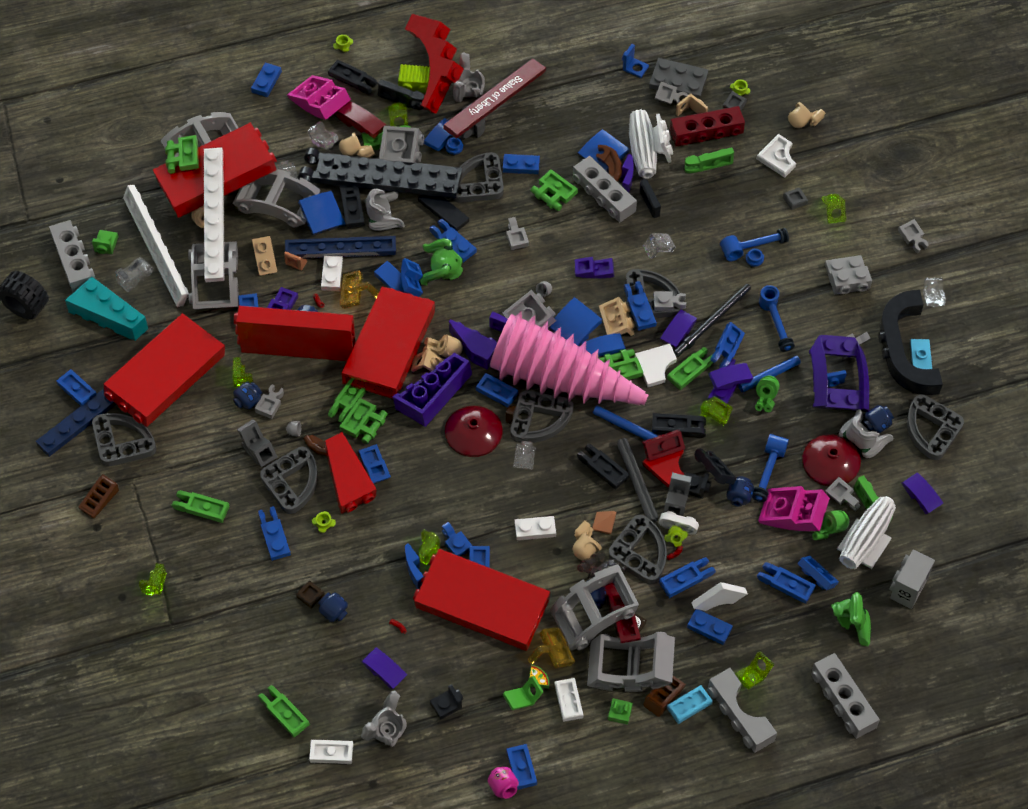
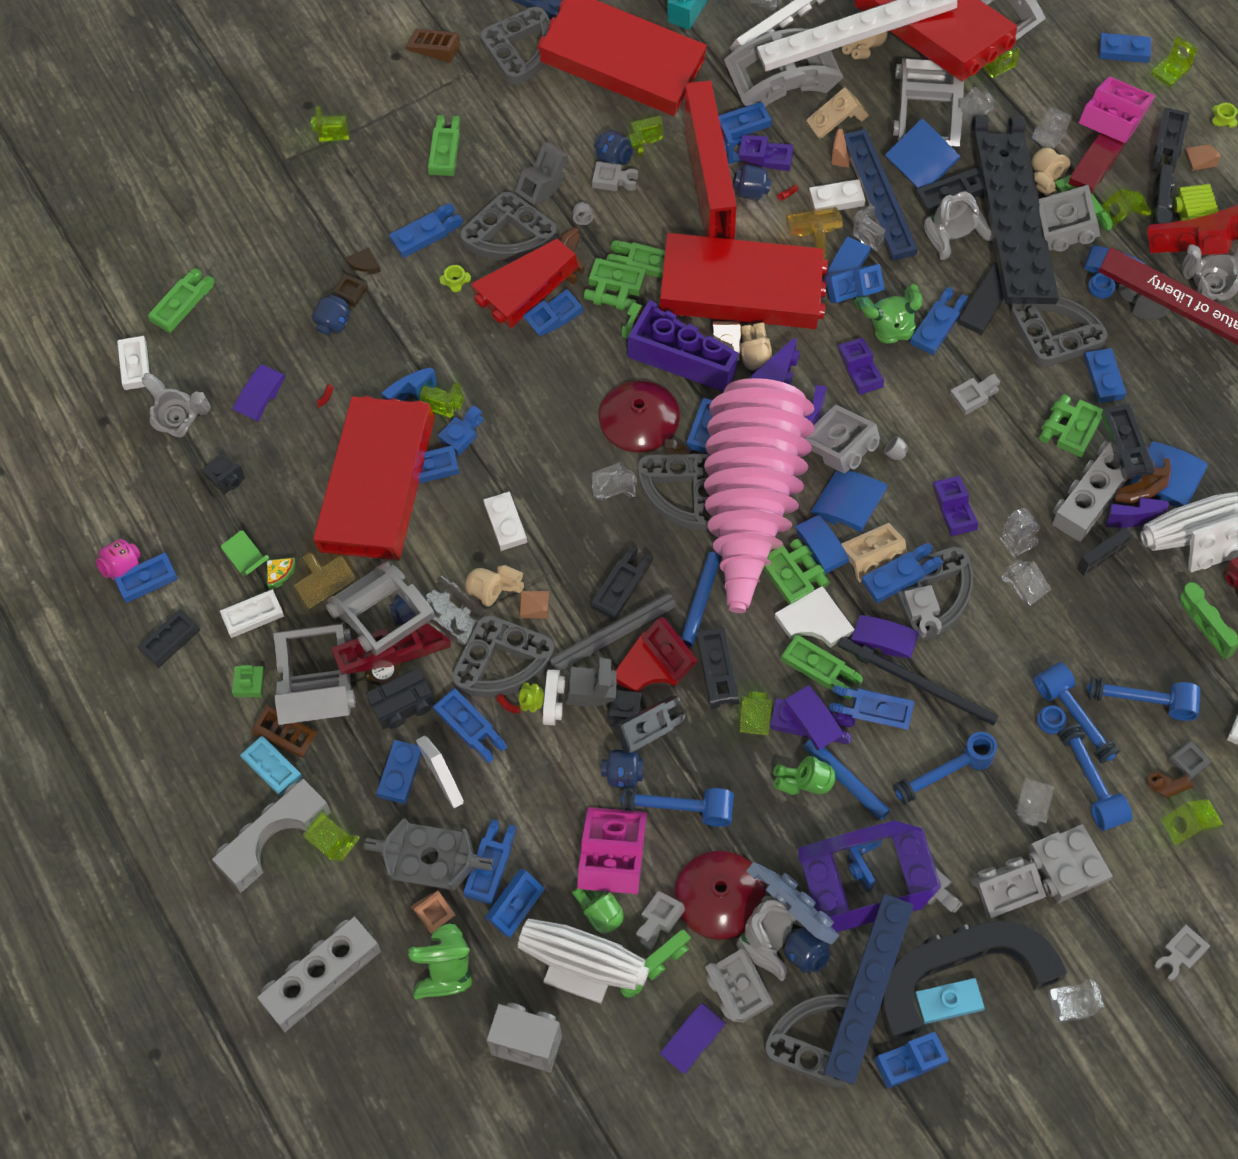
camera: 80 degrees right, 5 degrees up
(288, 580) = (364, 262): none -> dark brown tile
(293, 56) = (1175, 64): none -> clear neon green bracket
(368, 261) = (867, 230): none -> clear bracket
(370, 64) = (1202, 157): none -> nougat slope
(398, 416) = (634, 311): none -> bright green tile
(470, 293) = (860, 366): none -> dark purple slope
(575, 757) = (169, 638): none -> black plate
(584, 159) = (1127, 441): none -> black plate
(626, 234) = (1021, 529): none -> clear leg
(659, 613) = (400, 699): none -> black brick
(758, 189) = (1182, 700): none -> blue piece
(777, 600) = (408, 845): none -> dark grey plate
(808, 280) = (1034, 801): none -> clear bracket
(810, 213) = (1167, 786): none -> reddish brown arm
(812, 624) = (433, 911): none -> nougat slope
(820, 242) = (1109, 809): none -> blue piece
(857, 307) = (1009, 886): none -> light grey bracket
(870, 402) = (801, 904): none -> sand blue wing
(895, 459) = (738, 987): none -> light grey bracket
(913, 389) = (868, 989): none -> dark blue plate
(953, 384) = (911, 1060): none -> blue slope

